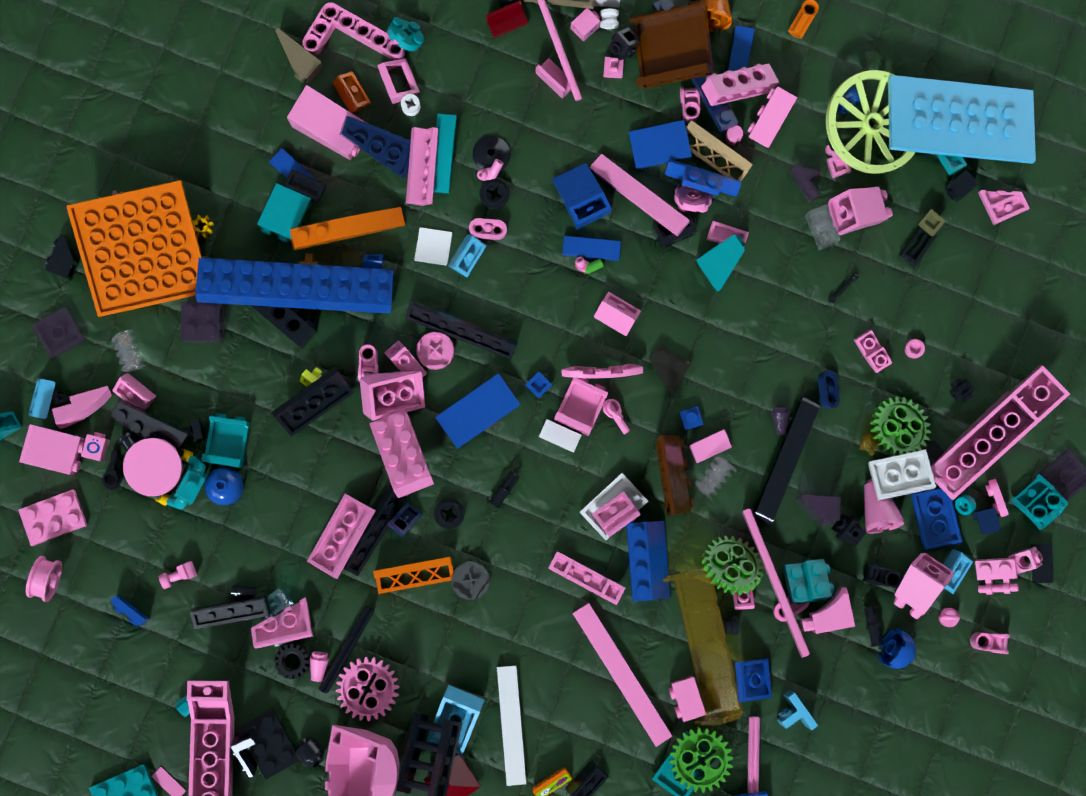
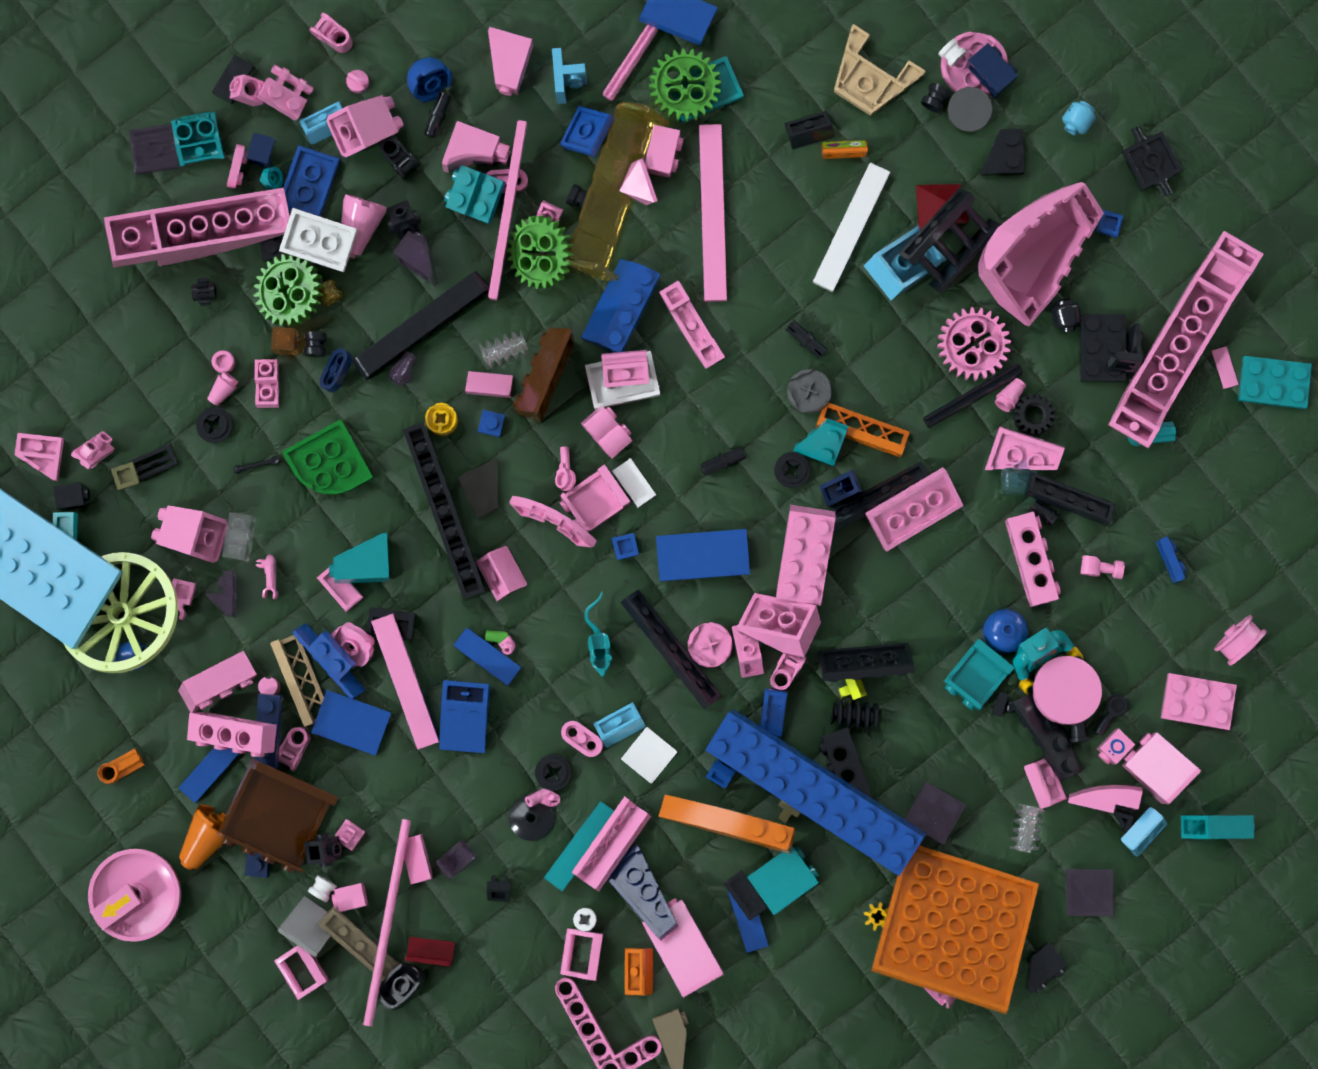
camera: 140 degrees left, 0 degrees up
(257, 566) = (1035, 594): none -> bright pink brick
(300, 360) = (855, 713): none -> black piece
(360, 328) = (774, 711): none -> blue plate
(406, 34) = (545, 997): teal plate -> none
(437, 547) = (823, 442): none -> teal wing
(484, 88) = (498, 890): none -> black tile
(495, 618) = (806, 339): none -> black pin
(515, 301) = (598, 644): none -> teal animal
(527, 92) = (455, 859): none -> clear purple bracket
(602, 460) = (607, 431): none -> bright pink brick
(685, 332) = (444, 511): none -> black brick
(691, 662) = (638, 183): none -> slope
(729, 399) = (441, 419): none -> yellow wheel
(787, 220) = (270, 570): none -> bright pink piece
(792, 320) = (328, 461): none -> green plate
(845, 701) = (509, 59): none -> bright pink slope
(856, 399) = (314, 344): none -> black wheel
(879, 389) = (284, 340): none -> clear orange brick
(898, 292) = (213, 414): none -> black gear
(902, 328) = (222, 388): none -> bright pink cone
(966, 227) = (94, 450): none -> bright pink hips

